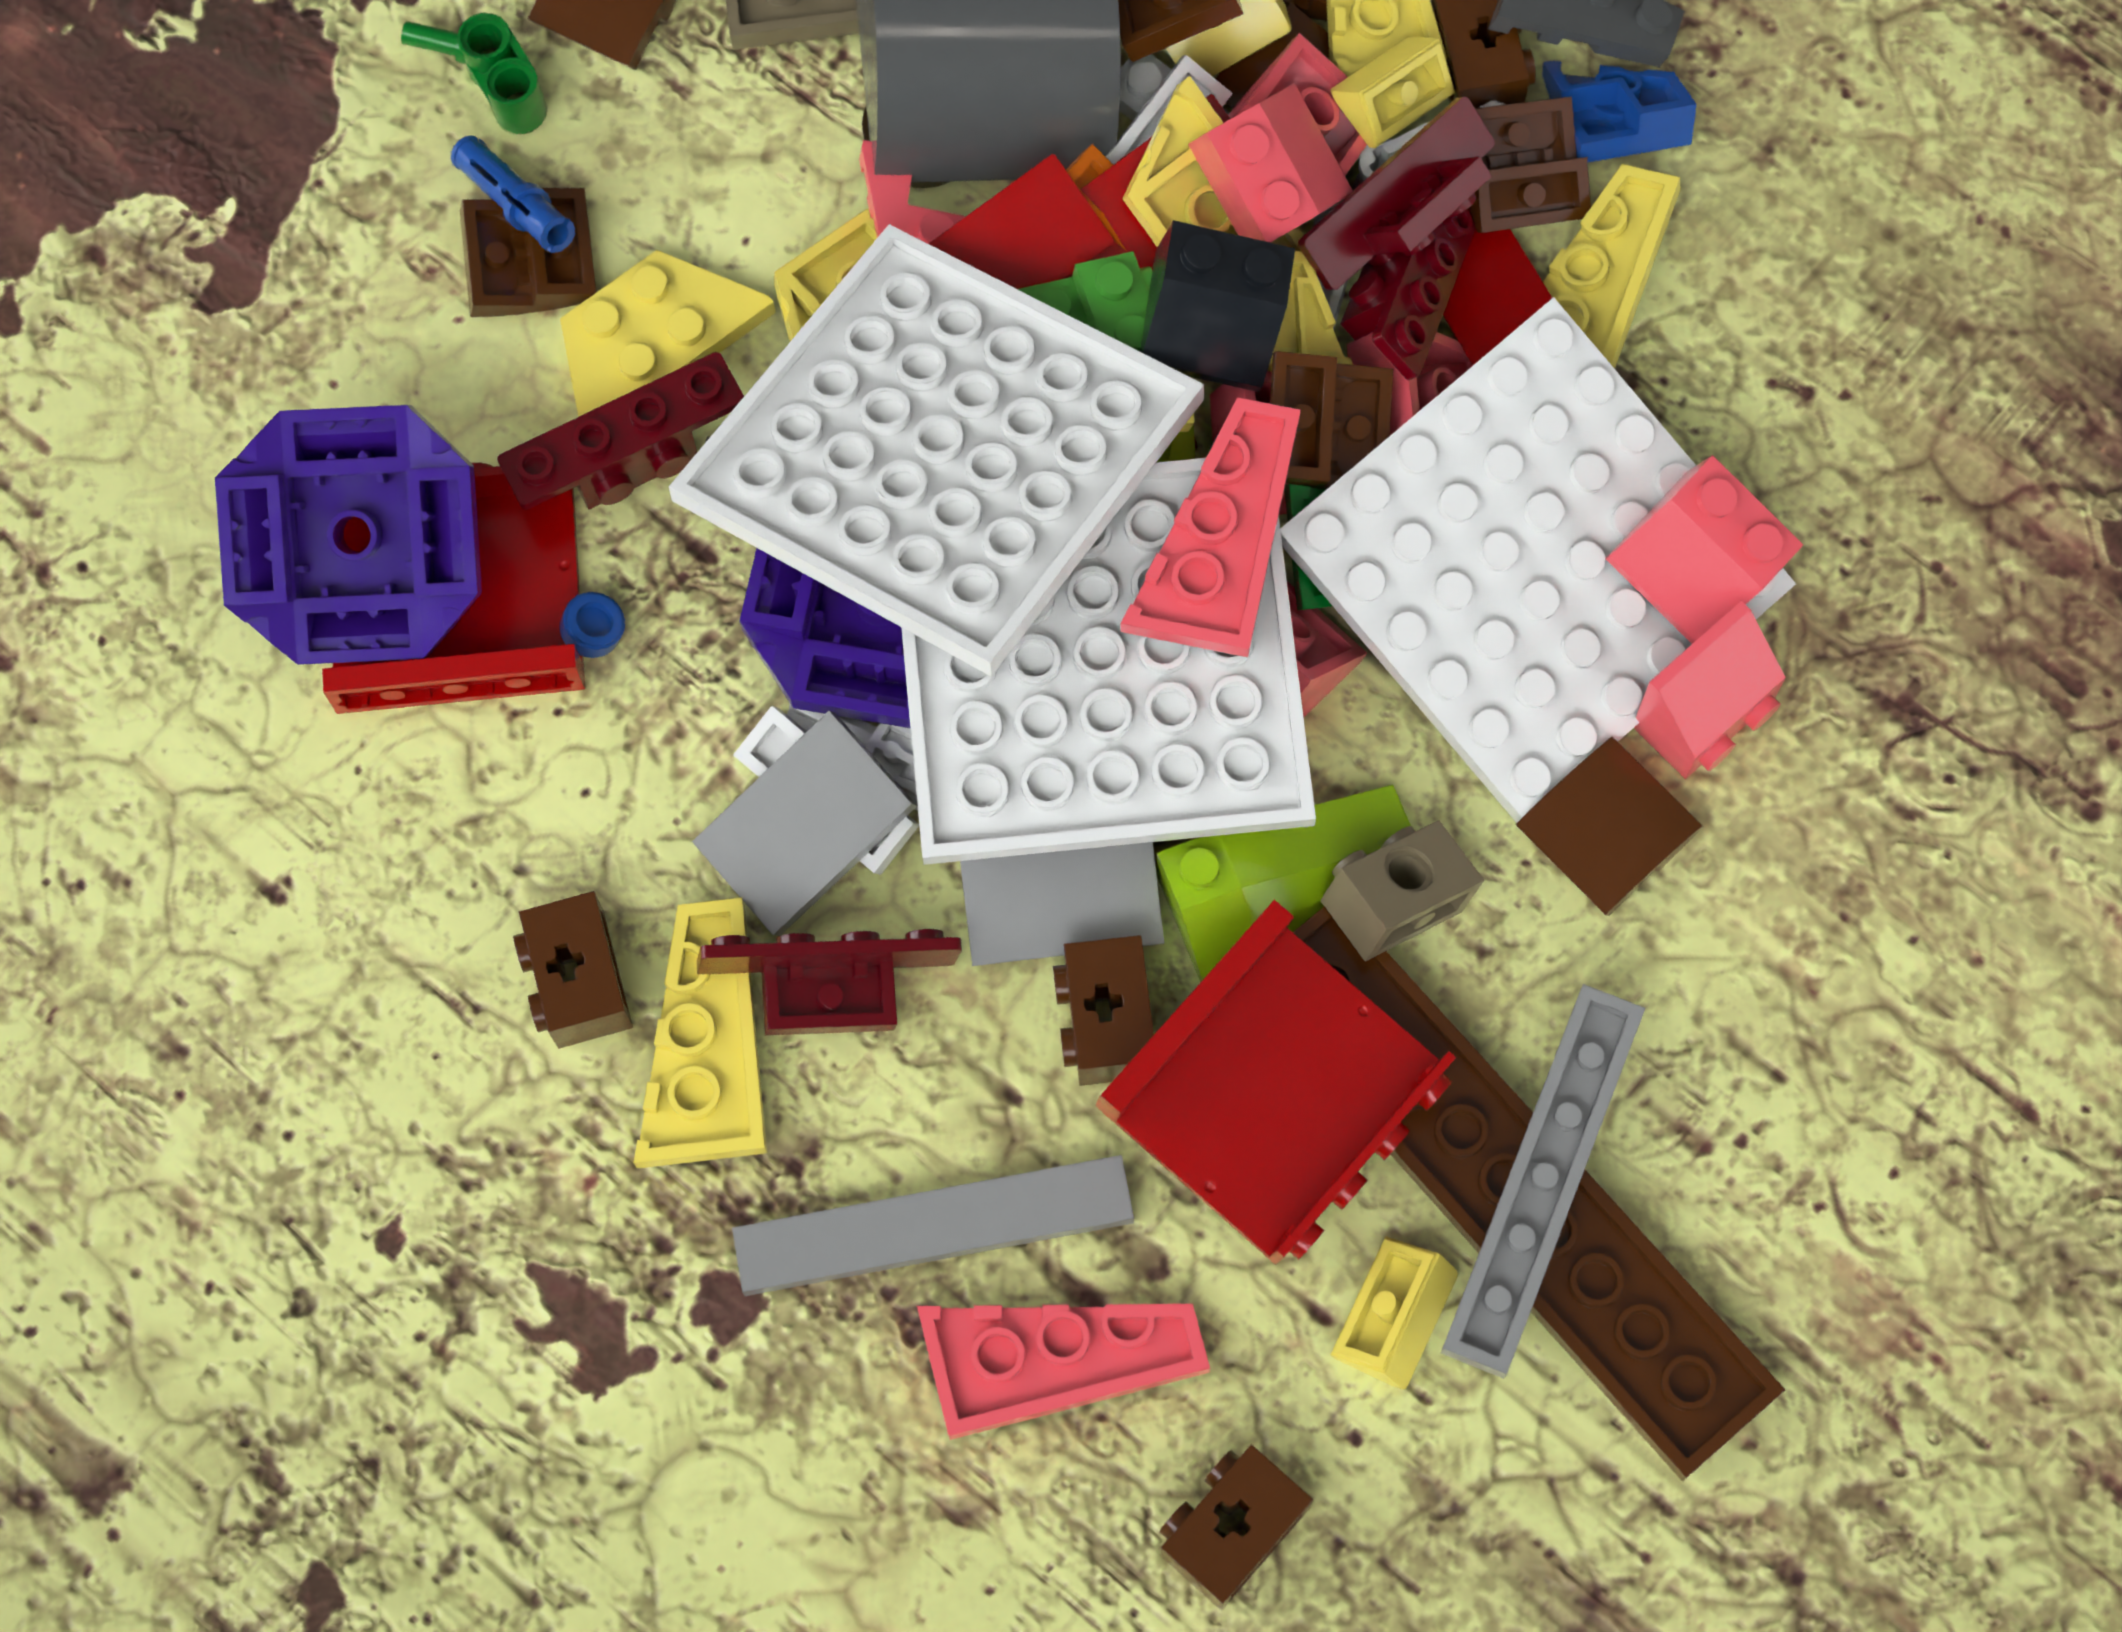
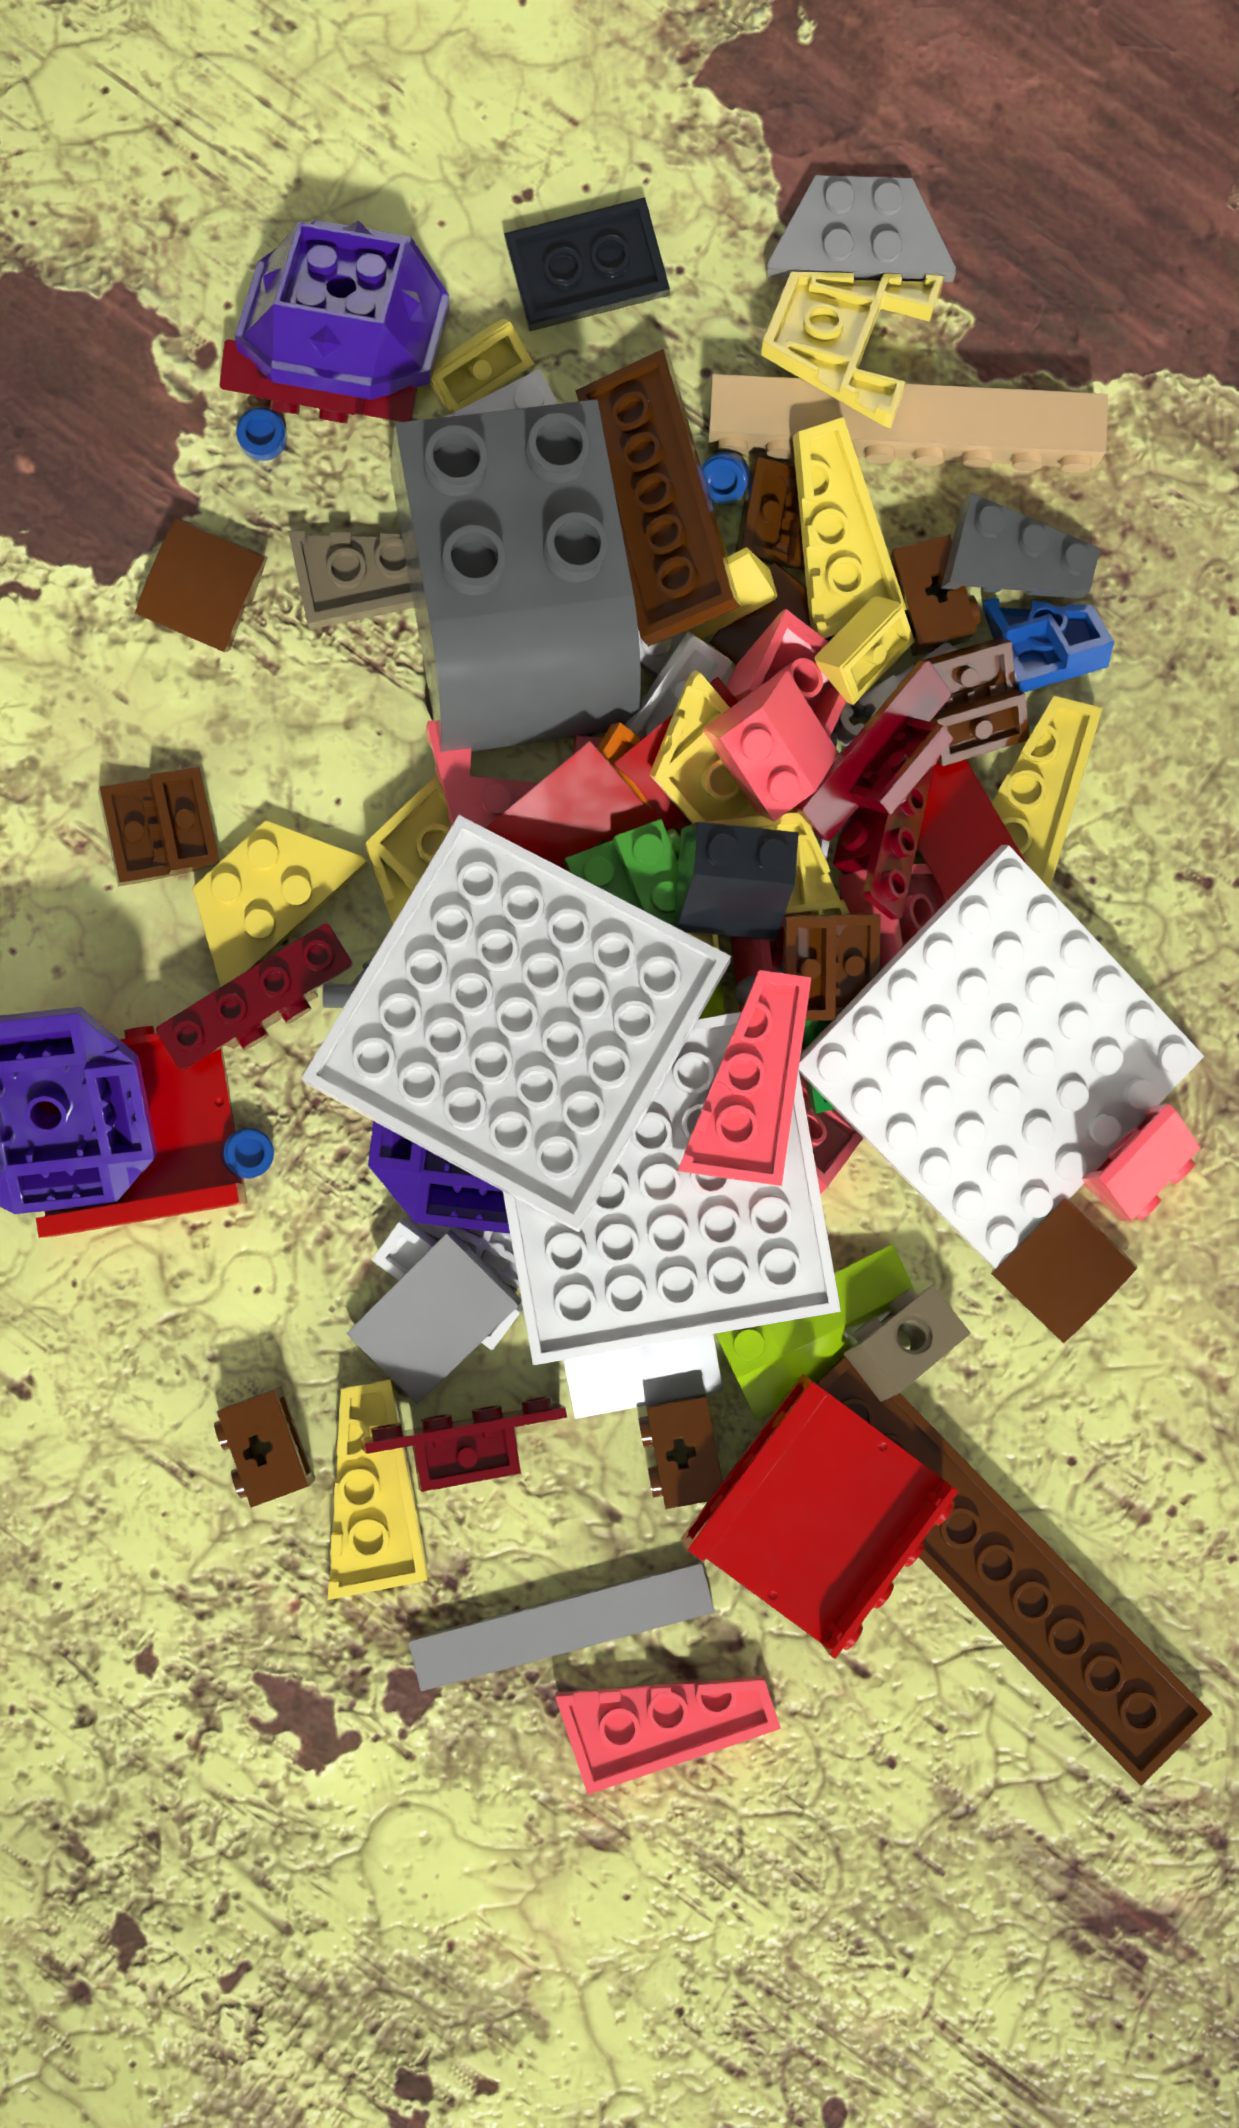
camera: 10 degrees left, 15 degrees up
(497, 73) = (112, 670): green beam -> none
(523, 203) = (151, 796): blue pin -> none
(1271, 1508) = (804, 1873): reddish brown brick -> none
(1395, 1312) = (915, 1667): light yellow slope -> none
(1543, 1182) = (1027, 1572): light grey plate -> none
(1704, 549) = (1135, 1051): coral slope -> none

